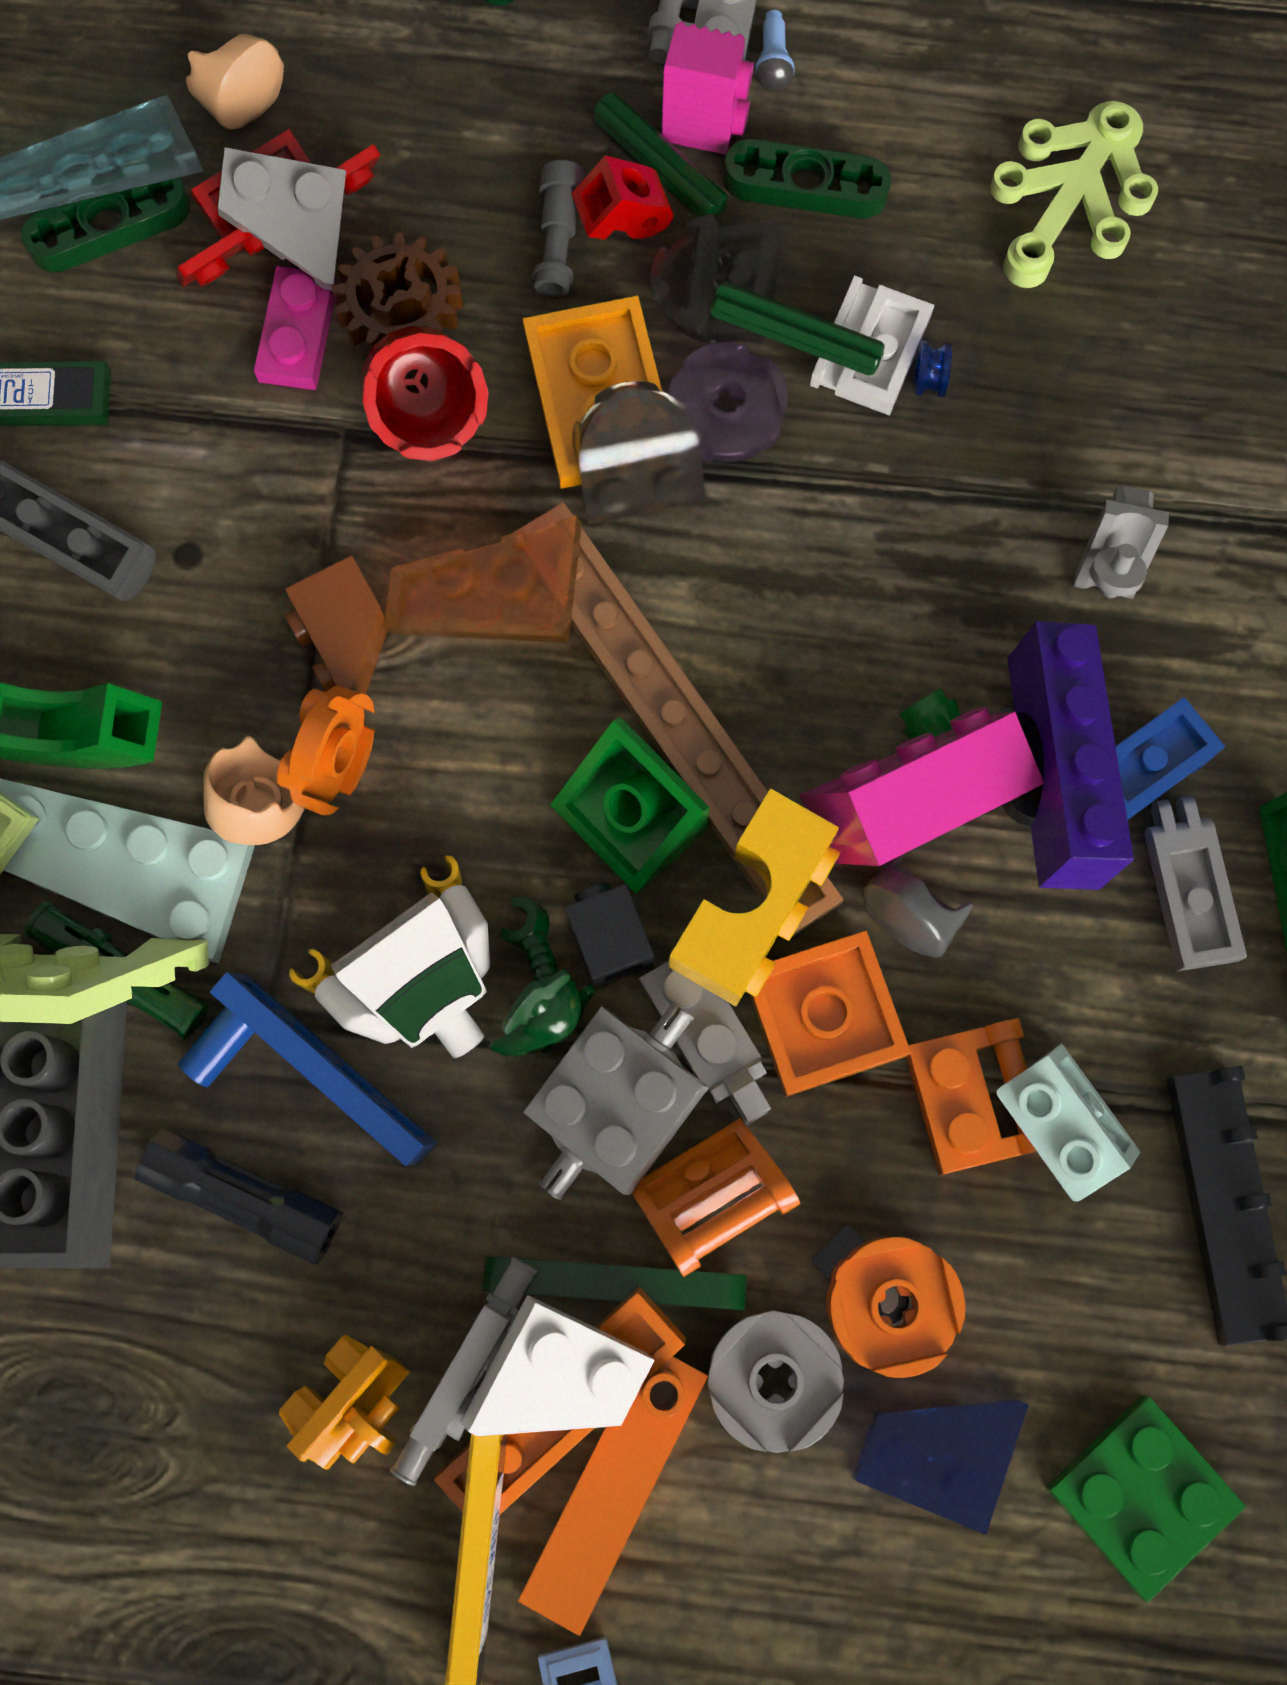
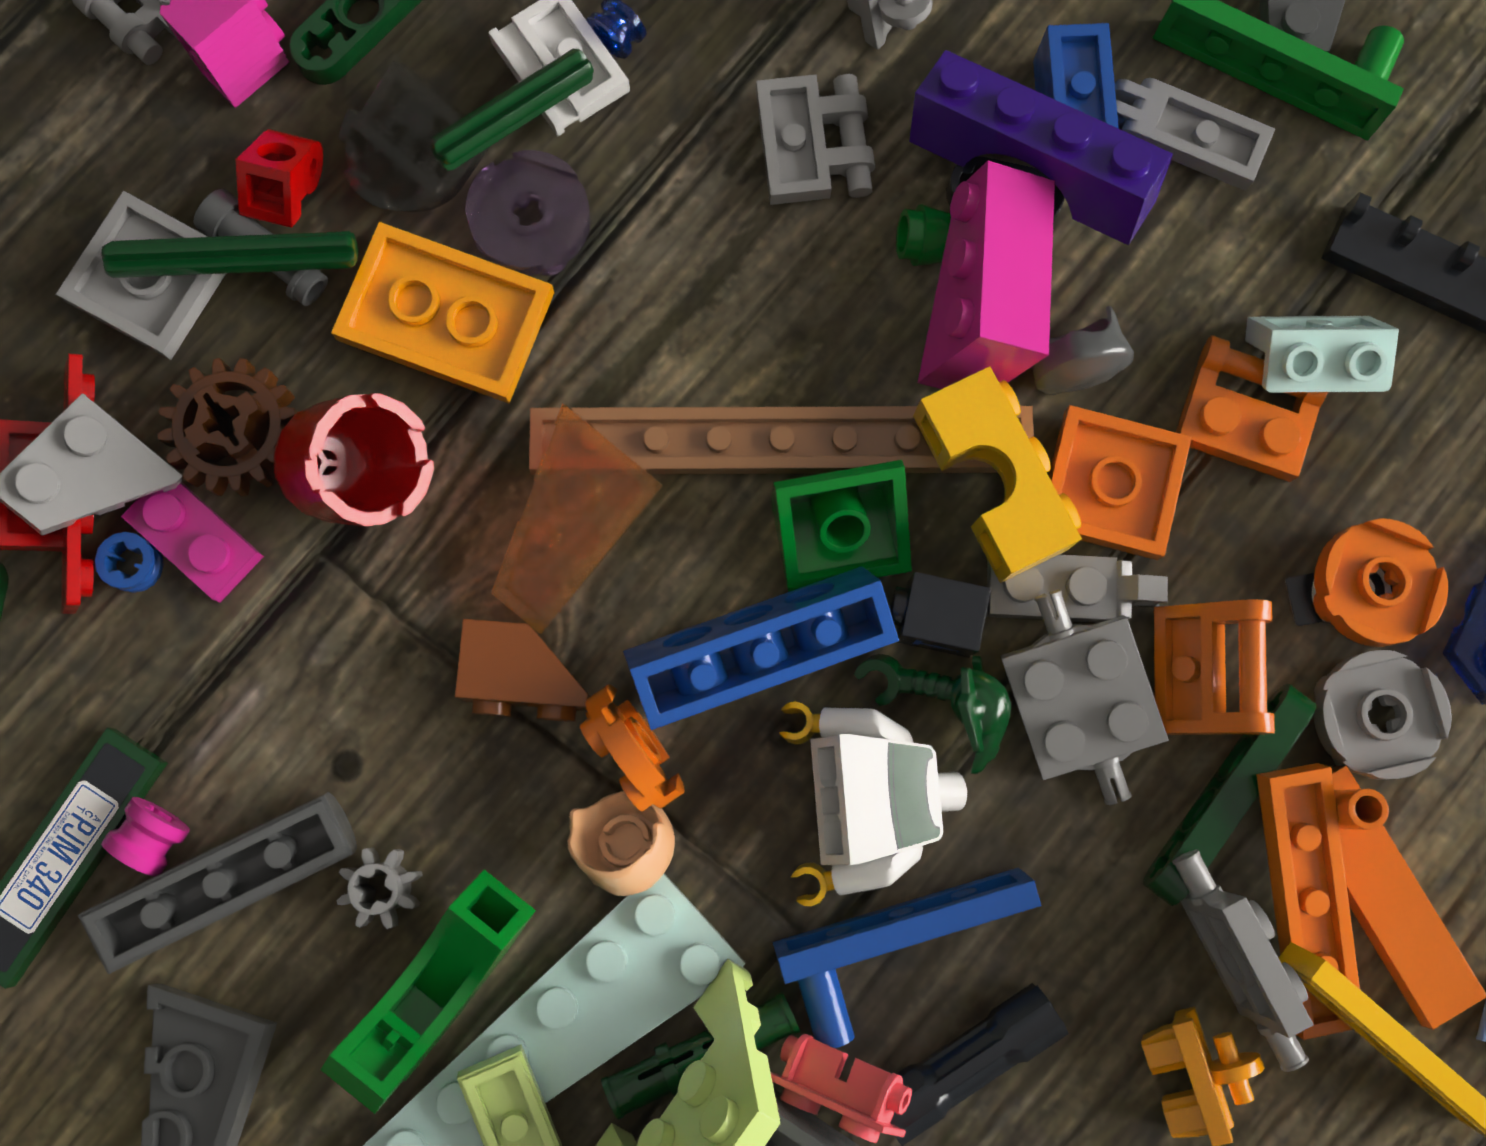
camera: 60 degrees left, 5 degrees up
(37, 440) = (145, 836): none -> dark pink wheel
(101, 635) = (362, 894): none -> light grey gear
(149, 1116) = (864, 1100): none -> coral hinge
(238, 279) = (110, 552): none -> blue bush
(478, 163) = (147, 309): none -> light grey plate
(480, 799) = (760, 646): none -> blue brick
(532, 206) = (230, 254): none -> dark green axle
(556, 1376) = (1307, 888): white wing -> none
(636, 453) = (530, 317): clear smoke slope -> none
(657, 152) = (251, 118): dark green axle -> none
(943, 563) = (795, 143): none -> light grey plate

